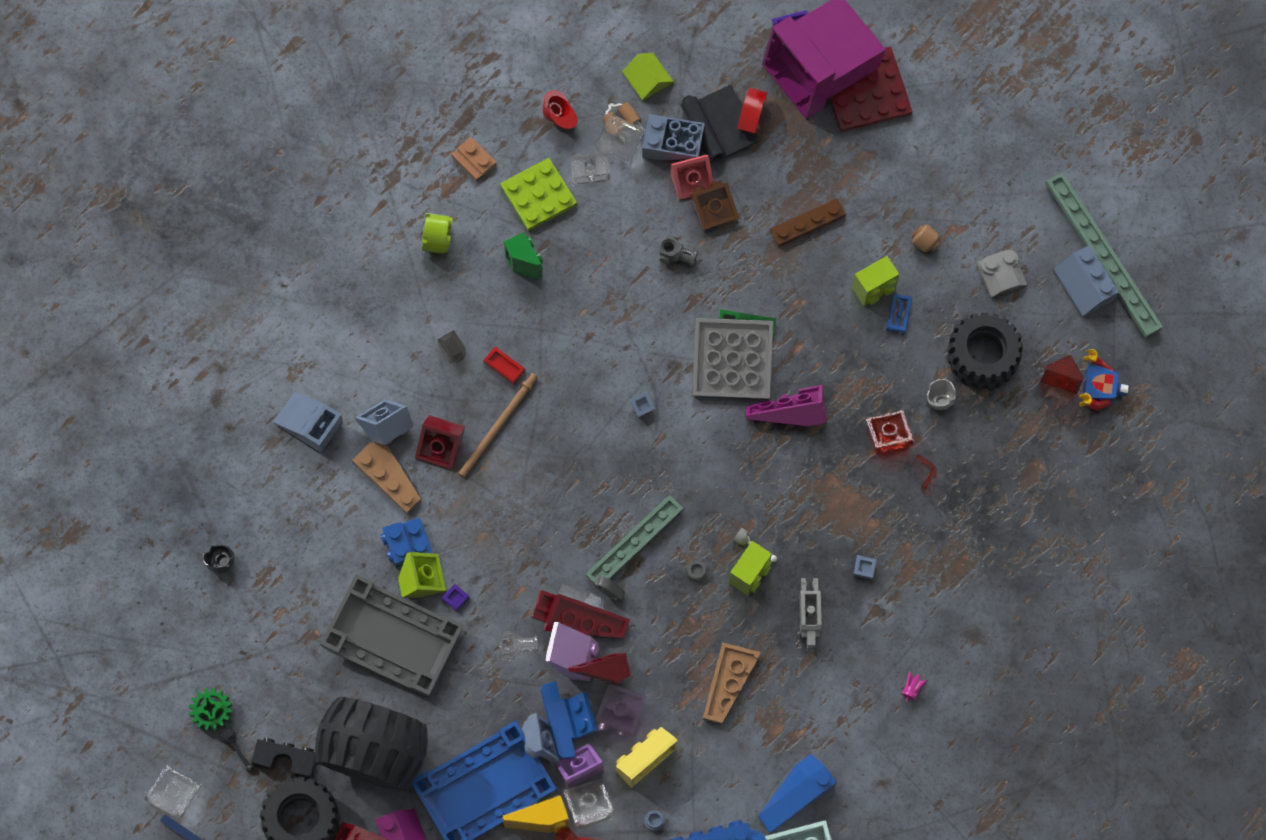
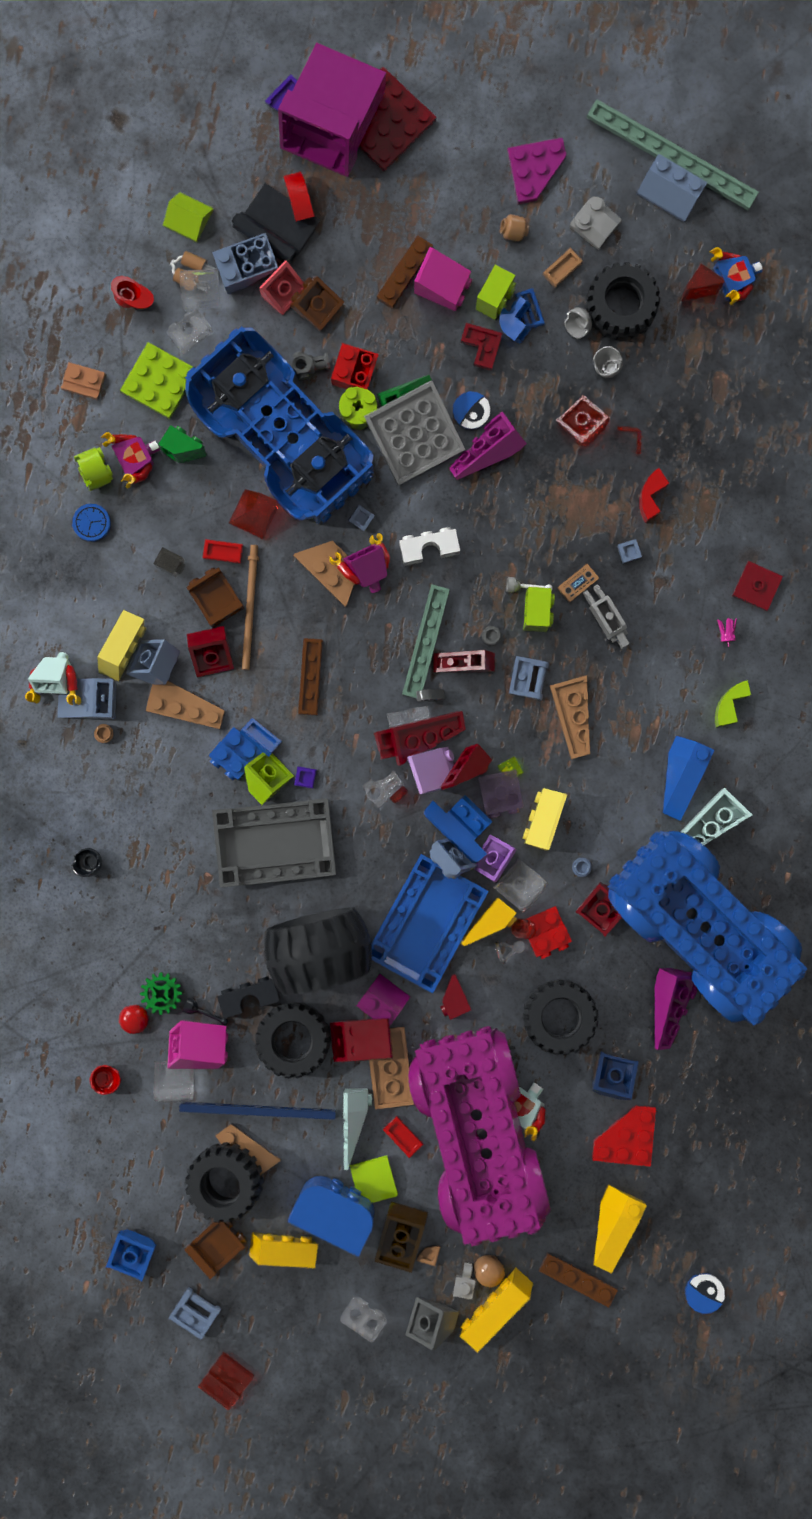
camera: 30 degrees left, 15 degrees up
(112, 755) = (105, 1080): none -> red hair
(171, 718) = (133, 1019): none -> red hair
(212, 772) = (197, 1046): none -> dark pink slope
(291, 384) = (53, 676): none -> light aqua torso
(303, 459) = (103, 733): none -> medium nougat plate
(365, 392) = (120, 645): none -> light yellow wedge
(406, 277) = (91, 522): none -> blue tile
(437, 539) = (260, 737): none -> blue tile
(473, 398) = (214, 597): none -> reddish brown panel
(476, 242) = (132, 456): none -> torso
(514, 514) = (310, 677): none -> reddish brown tile
(528, 659) = (398, 794): none -> clear red tile
(552, 349) = (254, 513): none -> clear red slope
(589, 433) = (317, 563): none -> medium nougat wing
(613, 340) = (304, 476): none -> blue piece
(621, 445) = (366, 565): none -> magenta torso
(647, 691) = (511, 764): none -> clear neon green tile
(658, 578) = (464, 662): none -> dark red slope
(672, 455) = (445, 541): none -> white arch
(696, 301) = (352, 399): none -> lime brick
(702, 621) = (522, 677): none -> sand blue plate
(712, 275) = (353, 367): none -> red slope
(795, 369) = (471, 410): none -> tile
(802, 568) = (578, 583): none -> medium nougat tile
(835, 245) = (442, 280): none -> dark pink slope
(843, 319) = (486, 341): none -> dark red plate
(868, 756) = (725, 710): none -> lime brick
(875, 314) = (511, 320): none -> blue brick
(917, 523) = (655, 483): none -> red brick
(935, 347) = (578, 322): none -> light grey hair
(949, 295) = (562, 267): none -> medium nougat tile
(964, 664) = (757, 586): none -> dark red plate
(975, 198) = (534, 167): none -> magenta plate

